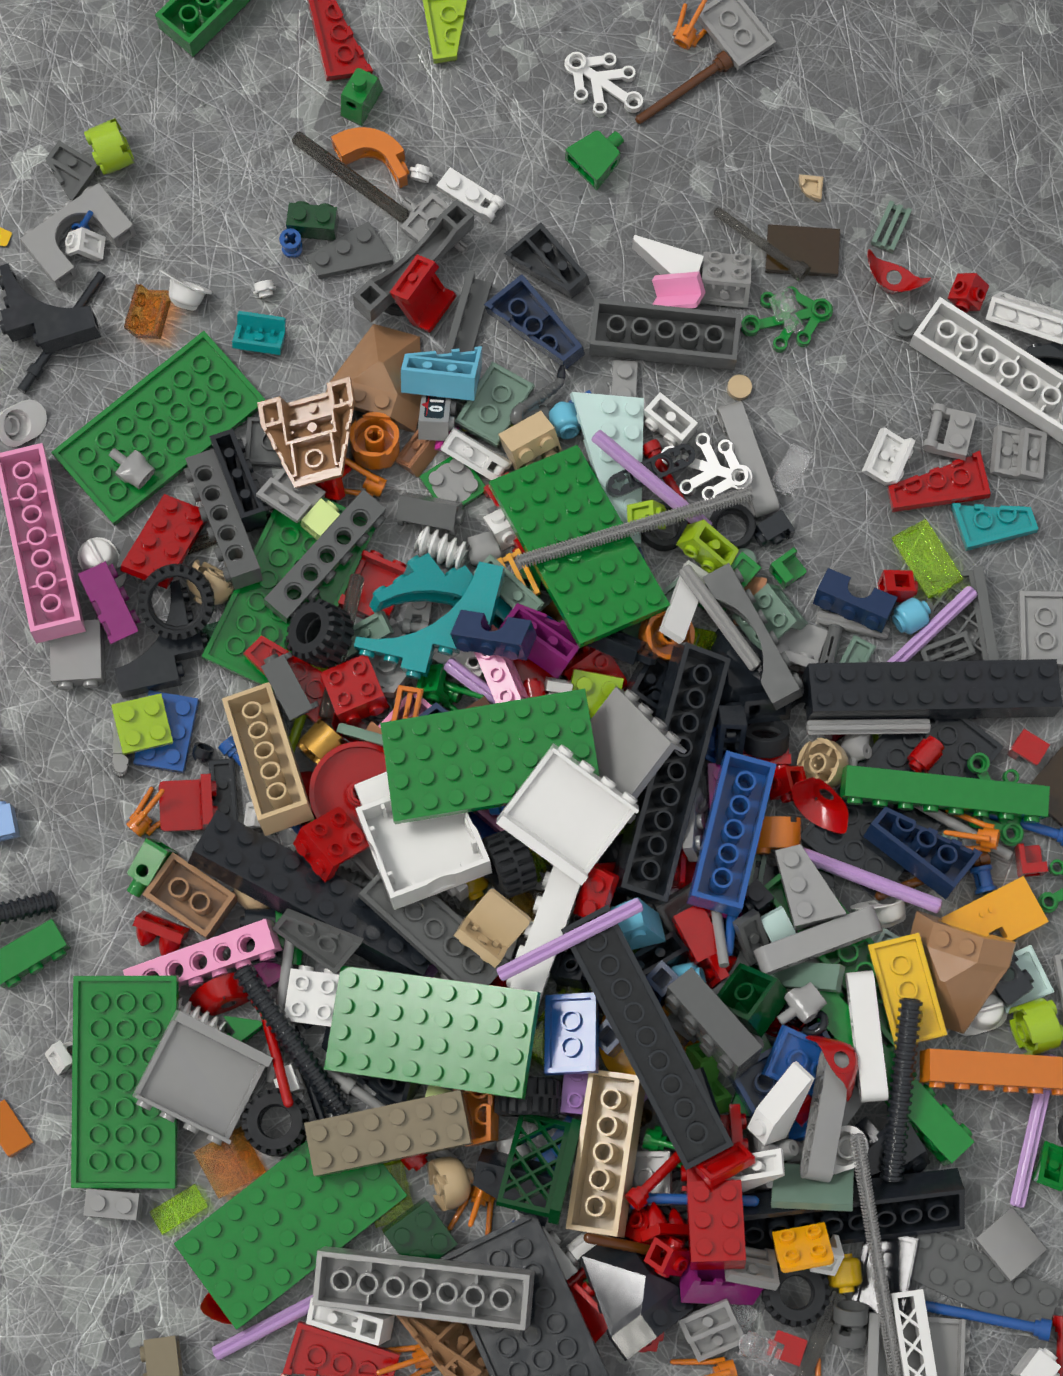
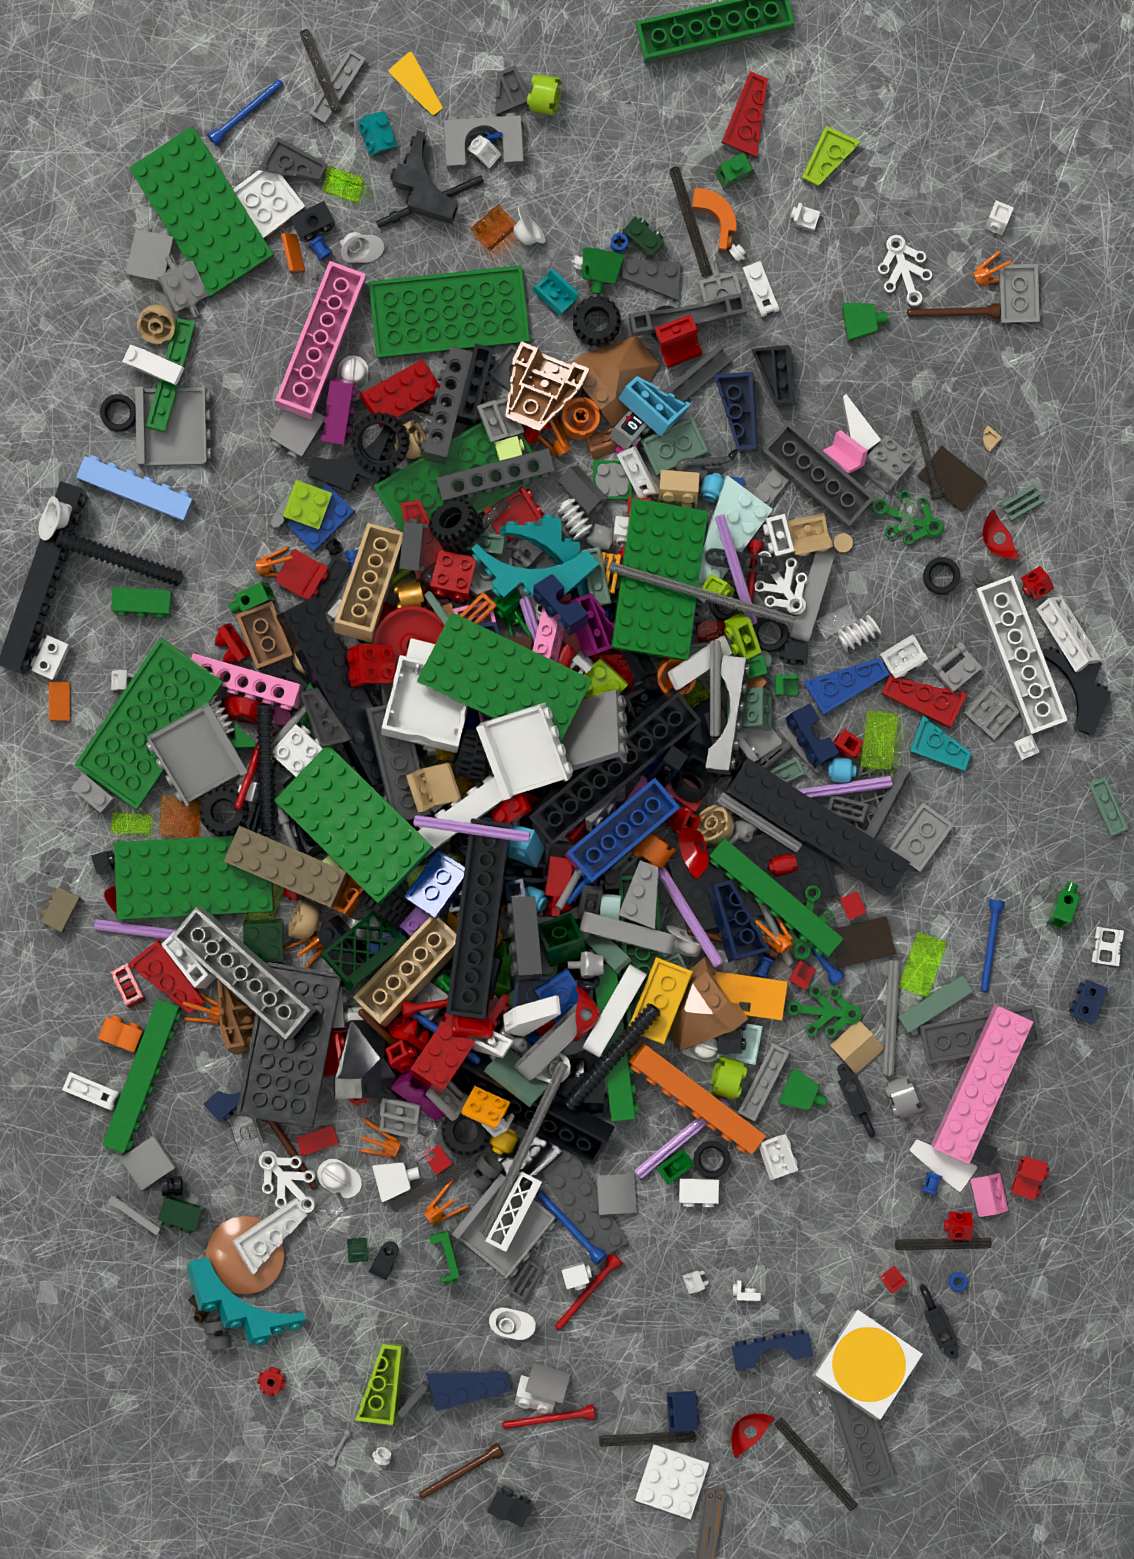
camera: 35 degrees right, 10 degrees up
(133, 468) = (413, 330): light grey piece -> none
(177, 1275) = (103, 862): none -> black brick
(288, 277) = (600, 267): none -> green torso
(319, 315) = (596, 304): none -> black tyre
(464, 97) = (805, 217): none -> white bracket
(667, 566) = (710, 630): none -> clear red rock
(701, 397) = (809, 534): none -> tan bracket
(822, 464) = (858, 633): none -> white piece
(845, 531) = (840, 686): none -> blue wing
(865, 333) = (941, 561): none -> black tyre

